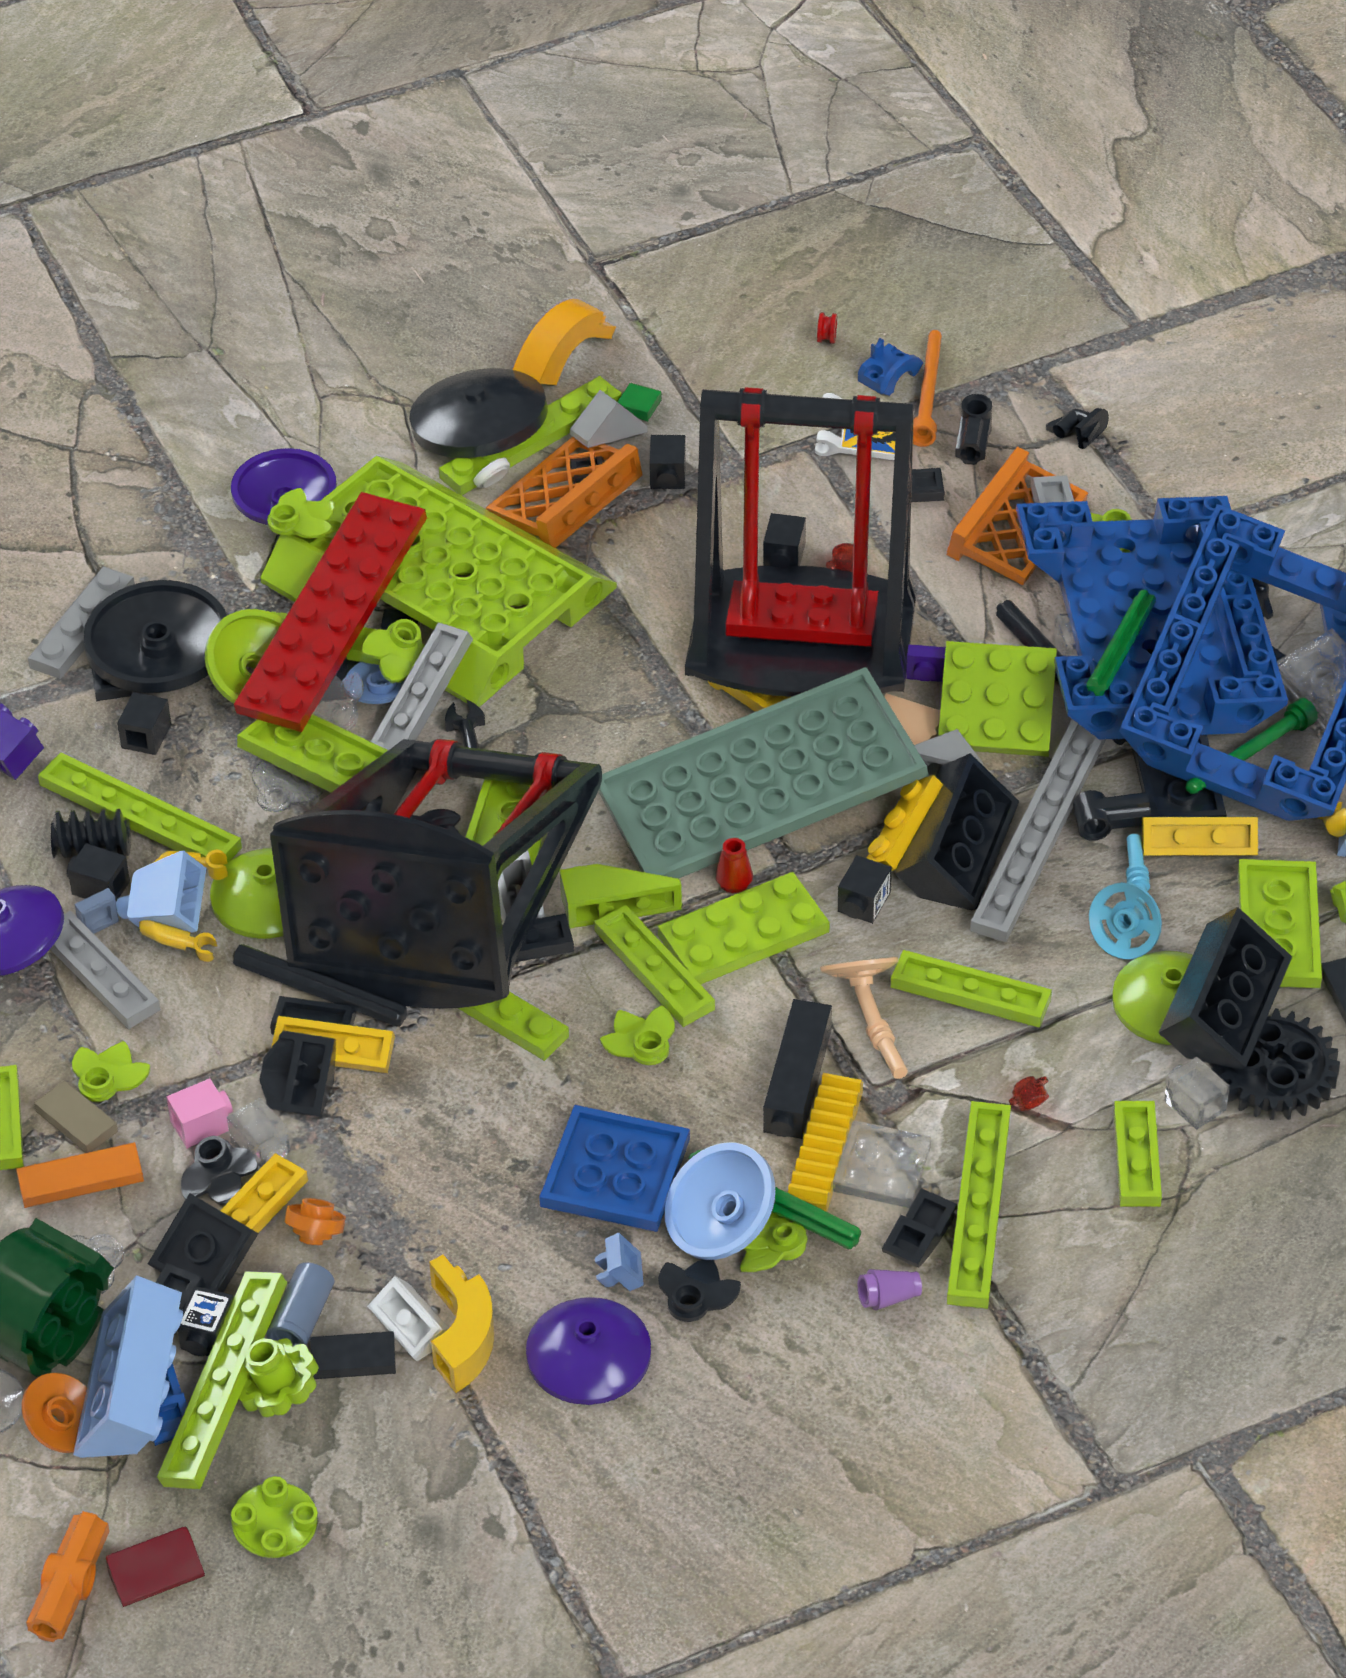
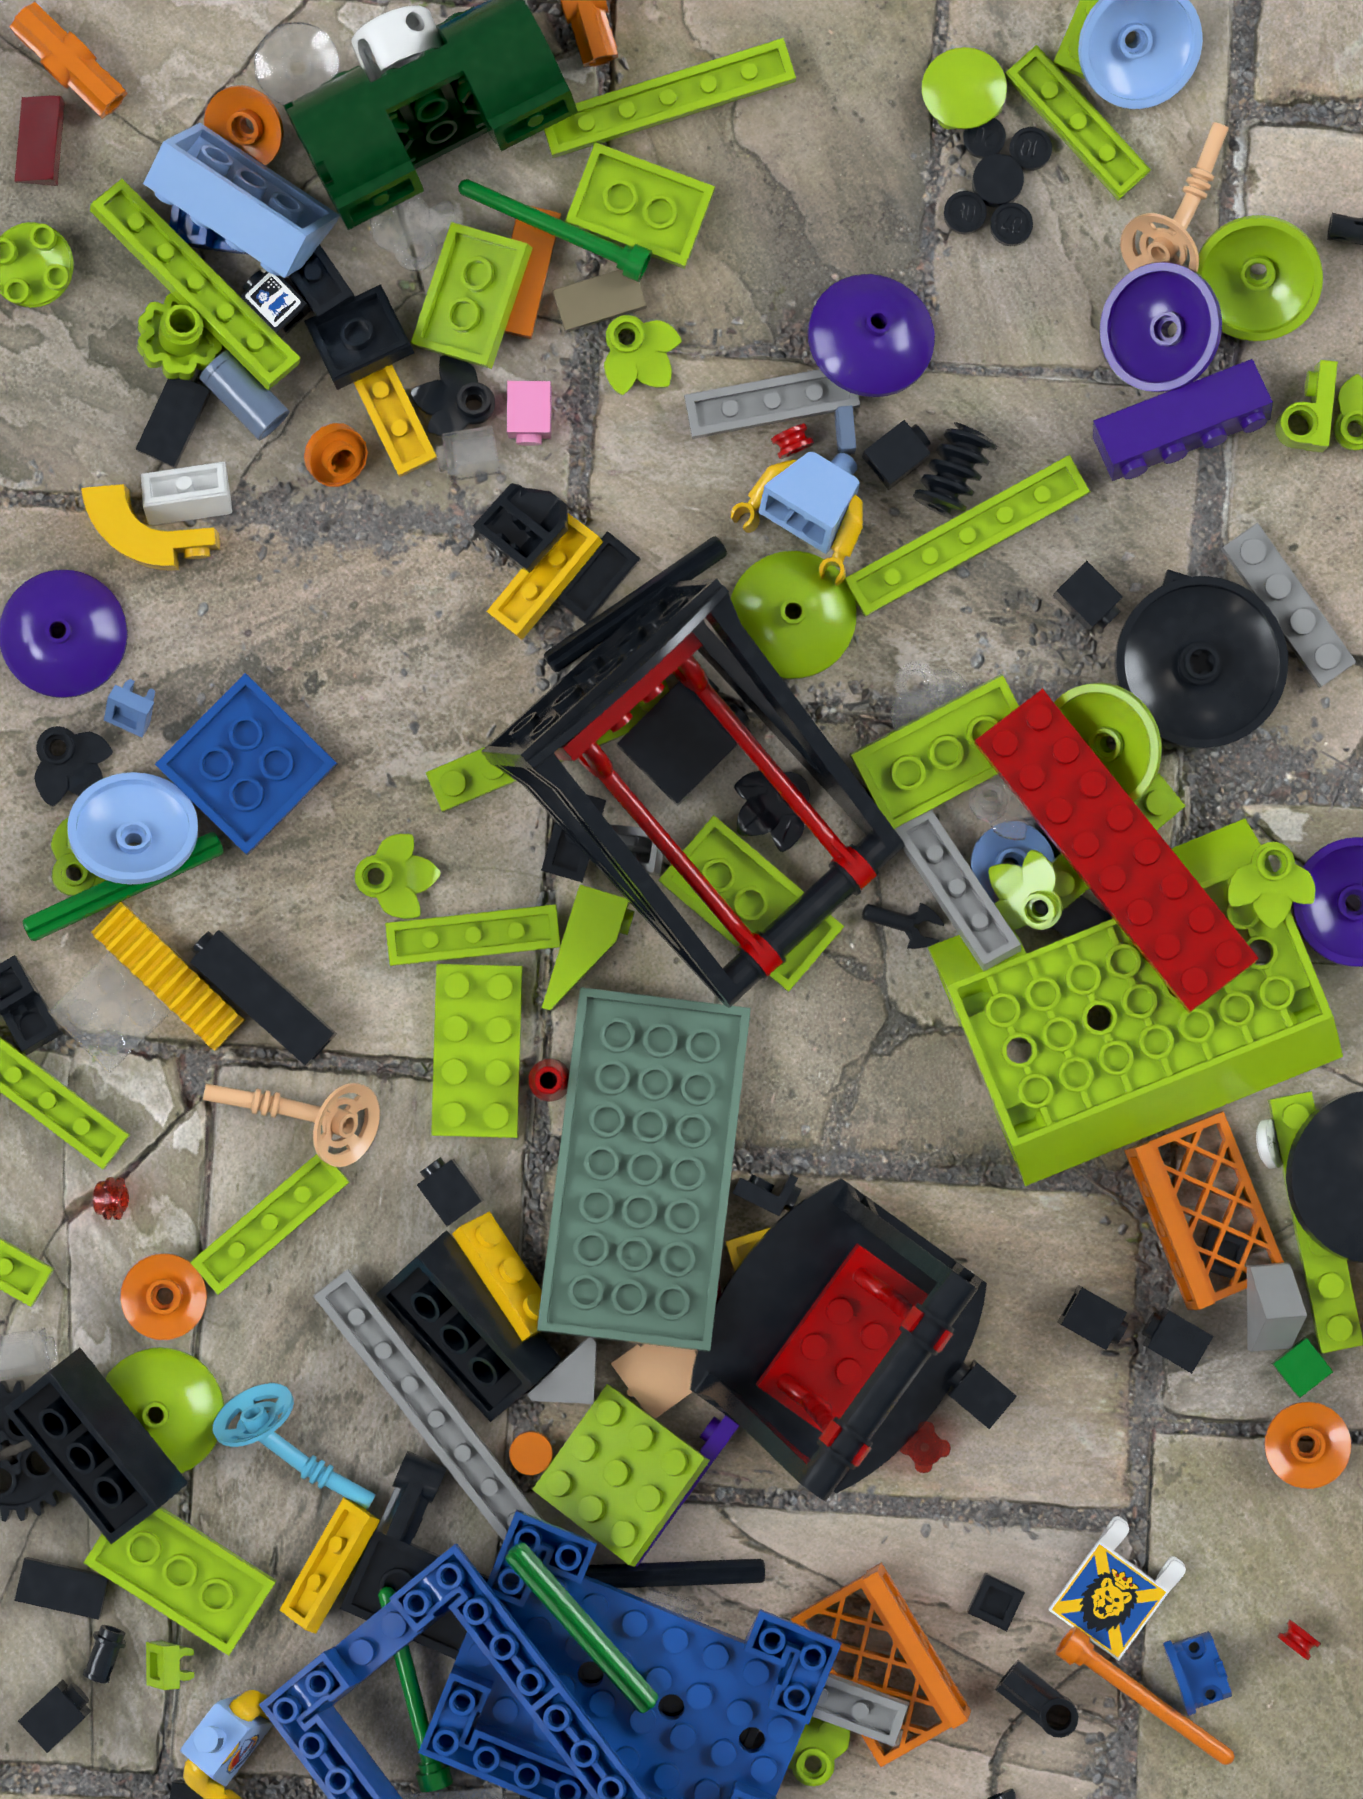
camera: 120 degrees right, 40 degrees up
(31, 1095) = (630, 259): none -> green piece
(121, 1188) = (471, 295): none -> lime plate
(125, 942) = (792, 441): none -> red bush
(682, 509) = (1094, 1318): none -> black brick
(690, 371) = (1329, 1450): none -> orange dish
(721, 704) = (759, 1193): none -> black bracket
(1023, 767) = (531, 1453): none -> orange tile
(1080, 1023) = (141, 1300): none -> orange dish

